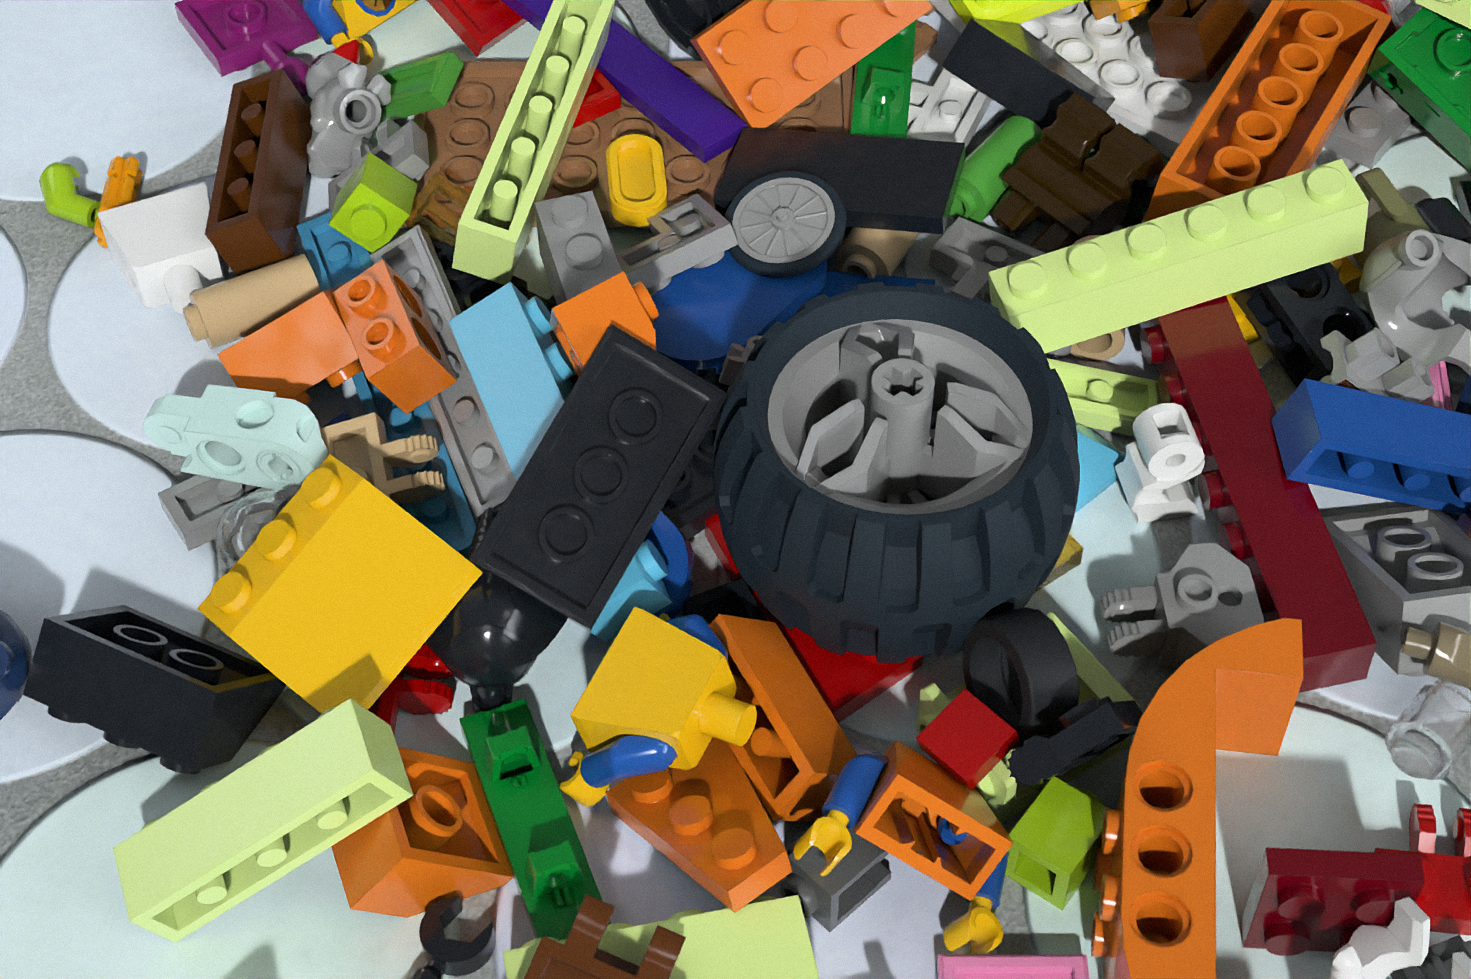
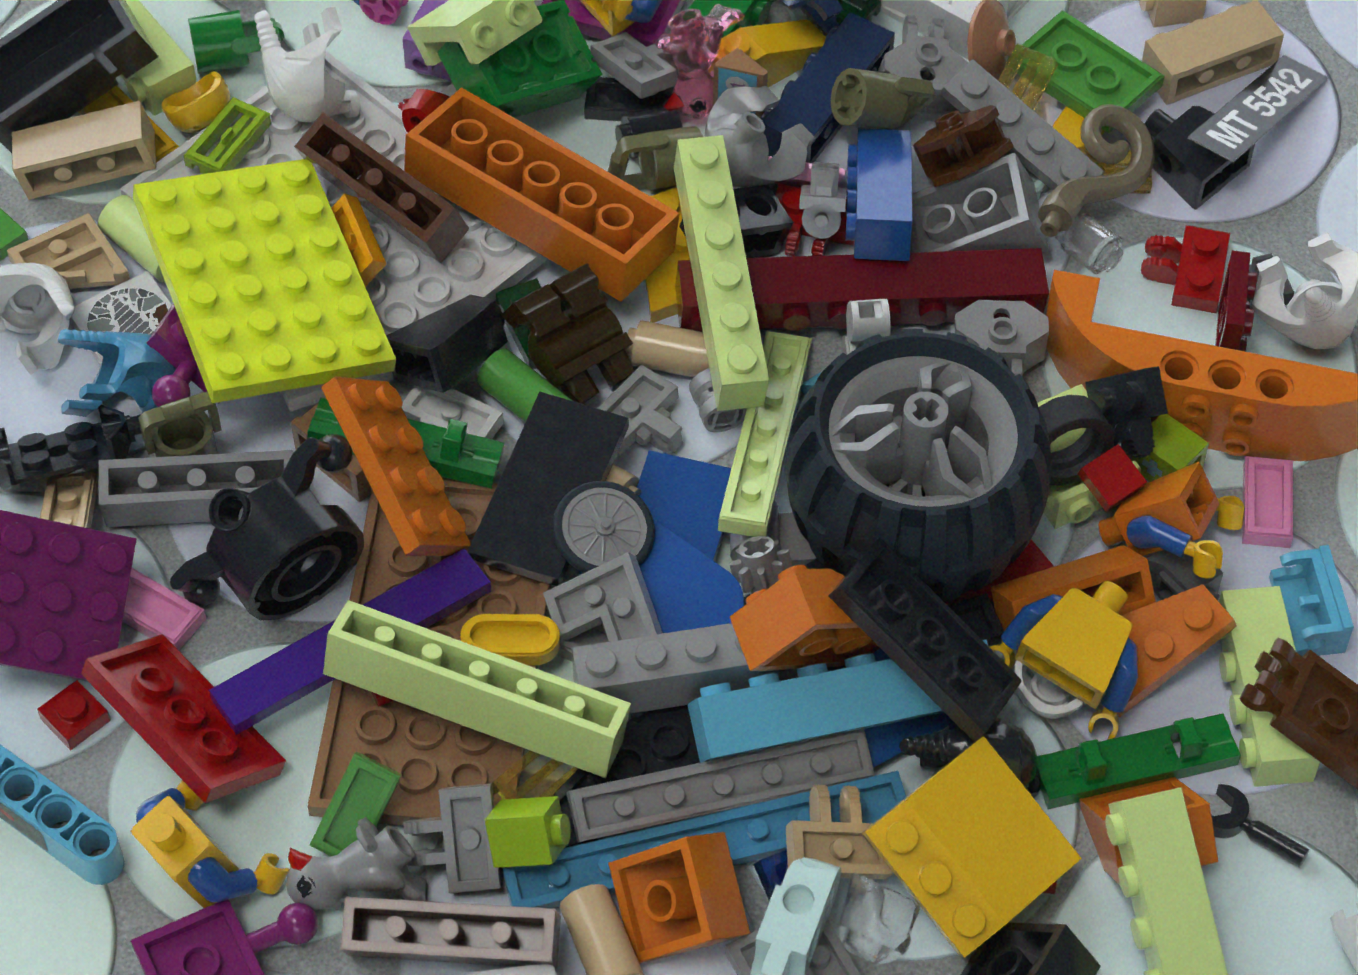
camera: 85 degrees left, 5 degrees up
(394, 337) = (708, 806): orange brick -> none

